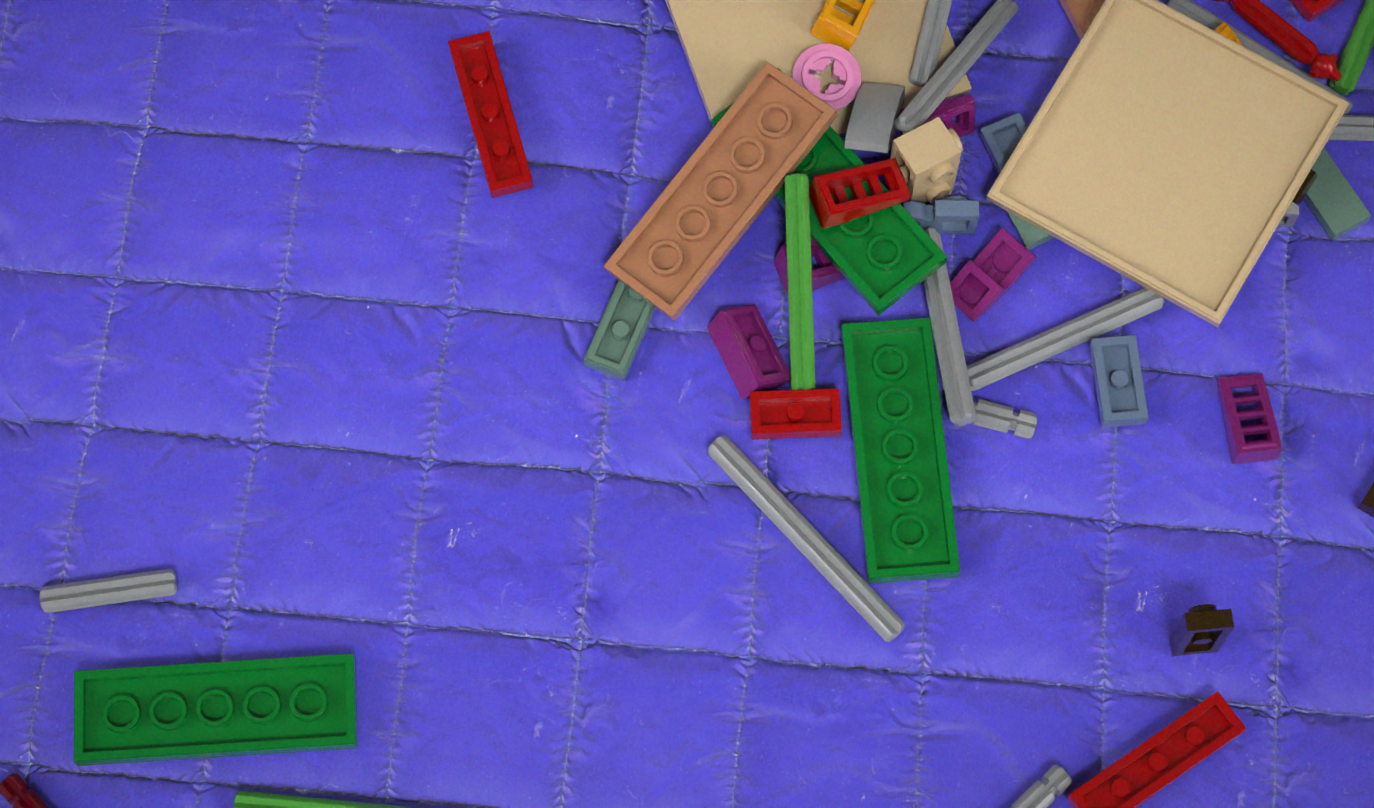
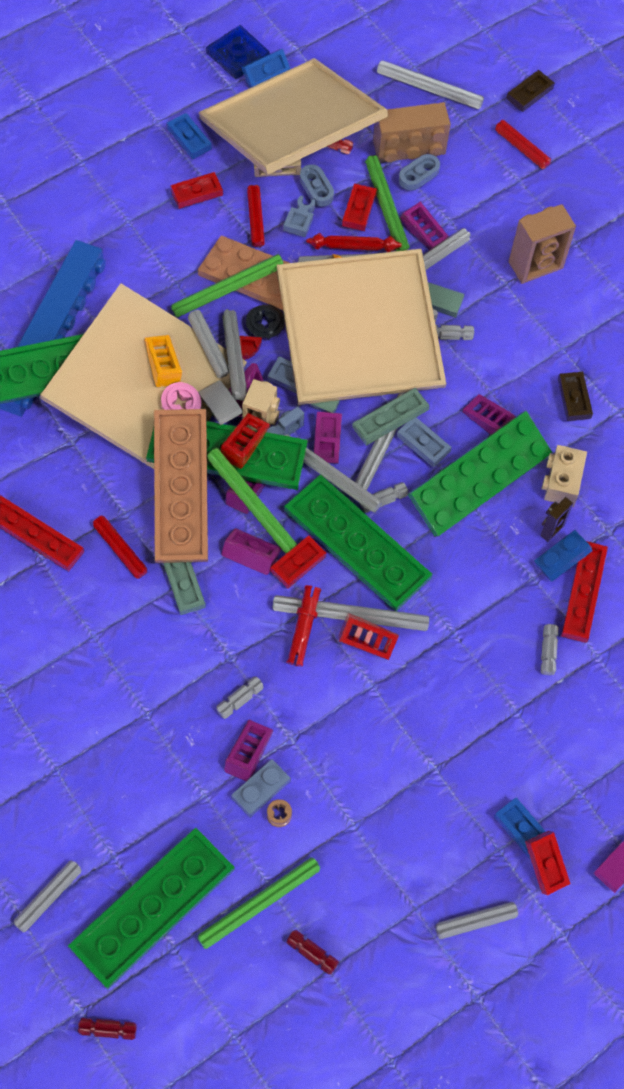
camera: 45 degrees left, 5 degrees down
(463, 717) = (287, 812): none -> medium nougat bush
(482, 672) = (260, 788): none -> sand blue plate
(499, 630) = (242, 766): none -> magenta slope
(560, 532) = (239, 697): none -> light grey axle
(583, 215) = (120, 547): none -> red axle
(722, 504) = (306, 615): none -> red pin
(776, 582) = (371, 628): none -> red slope
(994, 69) = (249, 346): none -> red tile
(1040, 36) = (272, 315): none -> black gear
(1100, 310) = (390, 416): none -> sand green tile
(1157, 485) = (479, 473): none -> green plate
(1169, 690) = (563, 555): none -> blue plate
(1277, 581) = (565, 474): none -> tan brick
(1304, 257) = (454, 332): none -> light grey axle

